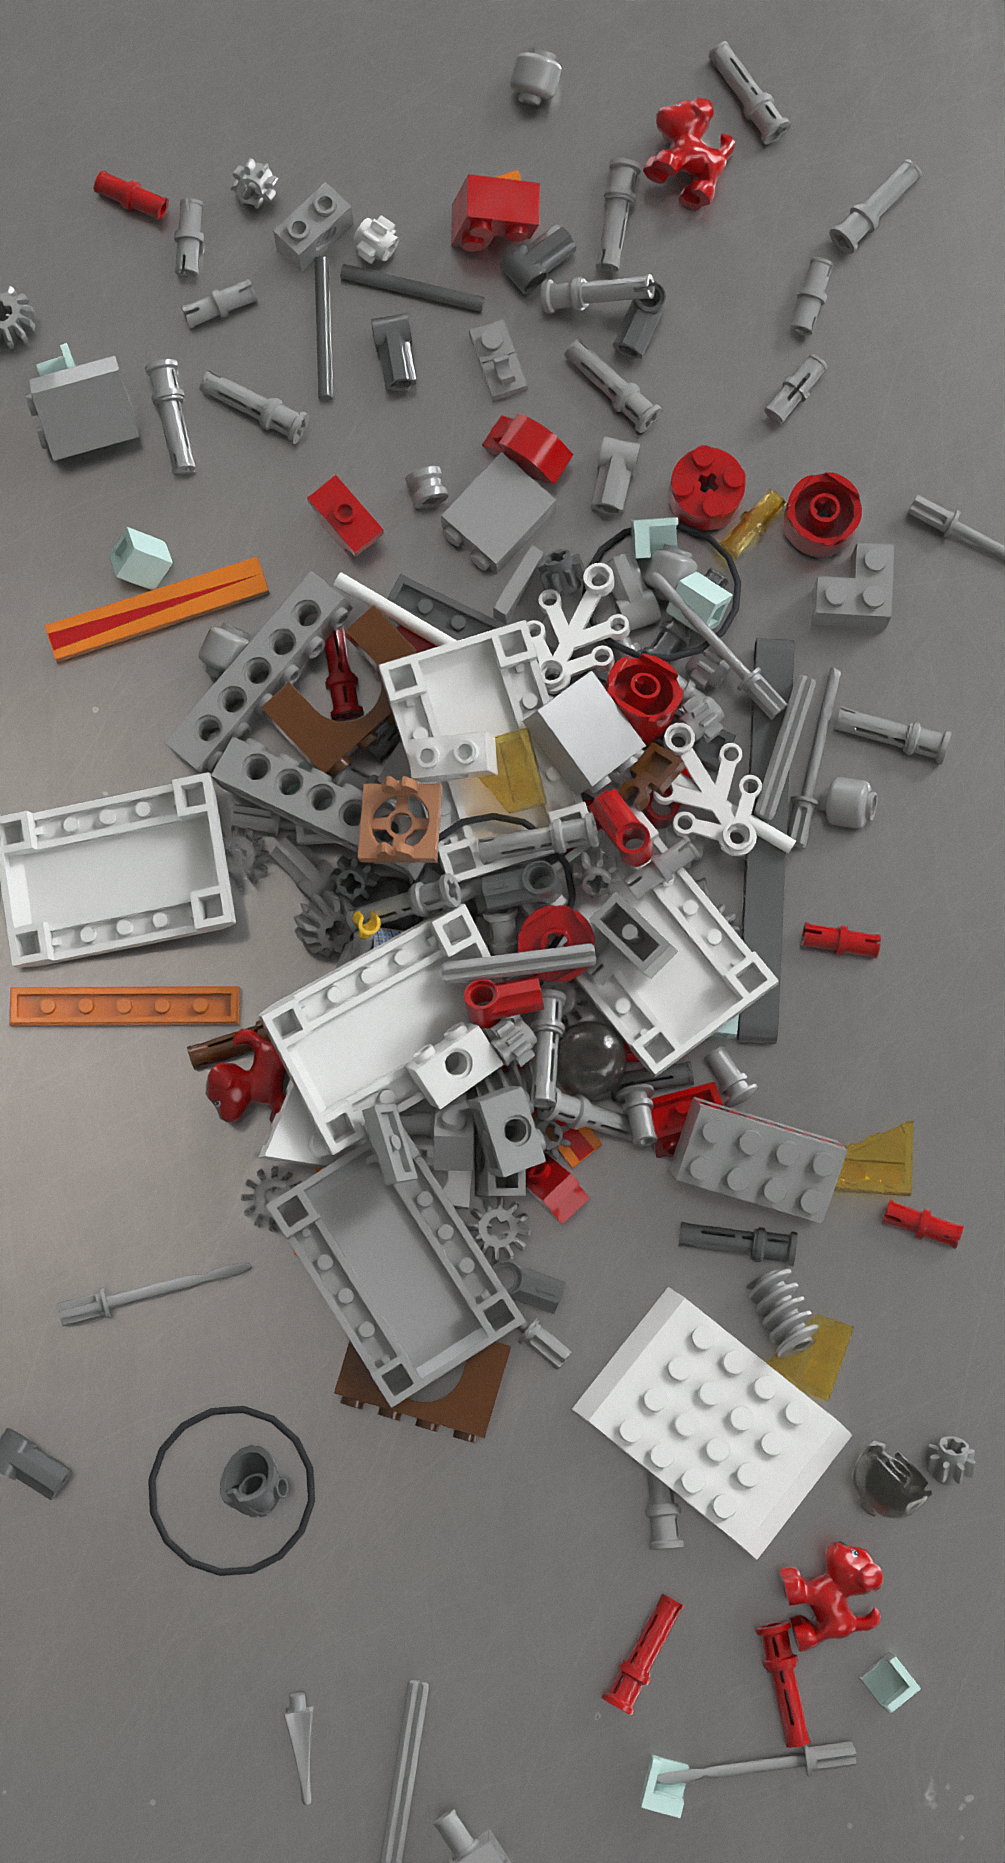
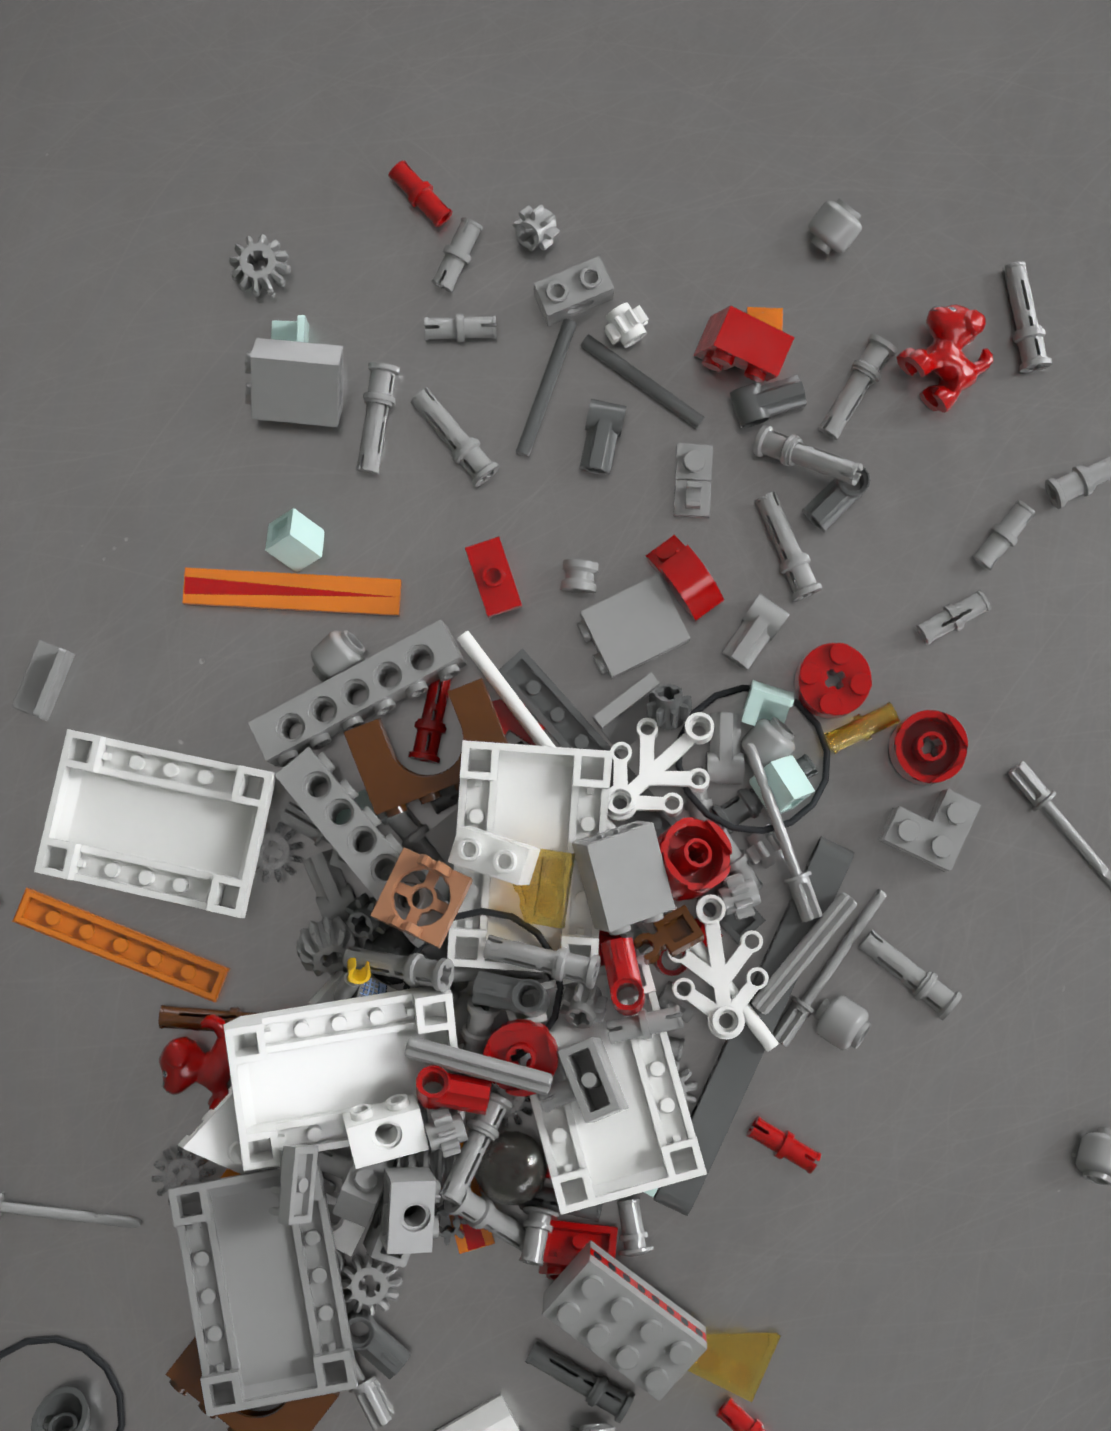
camera: 20 degrees right, 5 degrees up
(555, 1189) = (435, 1272): red brick -> none

